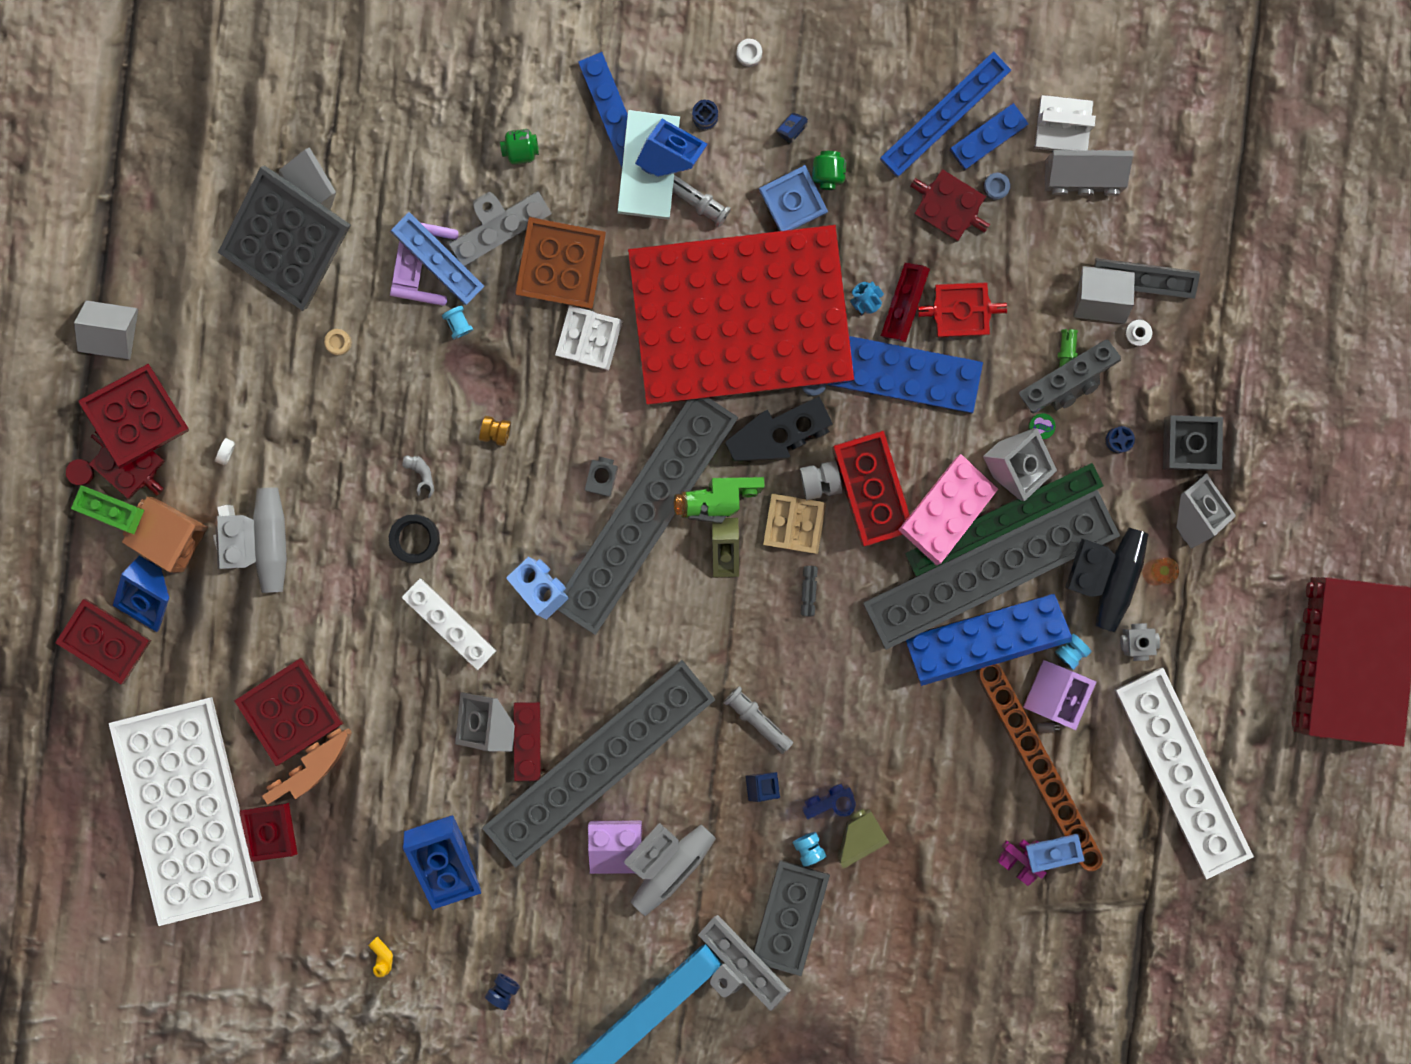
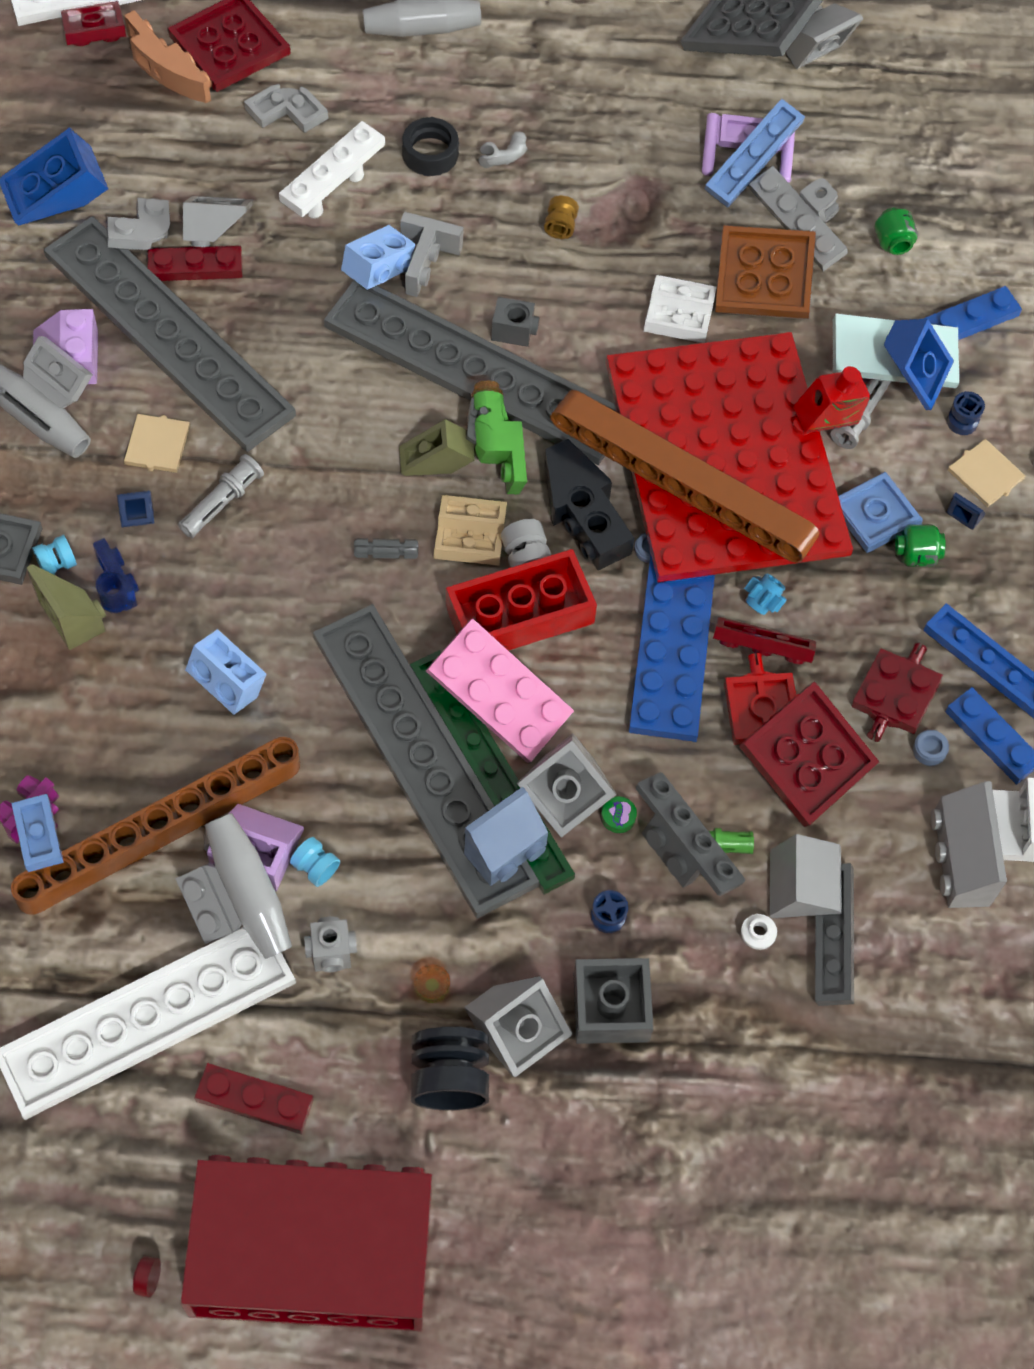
camera: 80 degrees right, 25 degrees down
(337, 342) = (649, 76): tan tile -> none
(357, 662) = (277, 102): none -> light grey plate
(457, 322) = (684, 179): medium azure bush -> none
(498, 781) = (140, 233): none -> light grey plate
(525, 545) = (430, 238): none -> light grey bracket
(702, 771) = (157, 443): none -> tan piece
(710, 223) = (833, 401): none -> red torso
(755, 105) = (986, 473): none -> tan piece
(774, 353) = (685, 476): none -> dark orange beam
(920, 716) = (225, 671): none -> light blue brick
(988, 639) = (329, 752): blue plate -> none
(1007, 280) = (809, 754): none -> dark red plate
(1075, 512) = (505, 838): none -> slope
(1105, 710) = (235, 891): none -> light grey plate
(1109, 575) = (420, 905): black plate -> none
(1240, 561) = (450, 1068): none -> black wheel
(1243, 697) = (254, 1098): none -> dark red plate
(1364, 770) = (146, 1276): none -> dark red tile

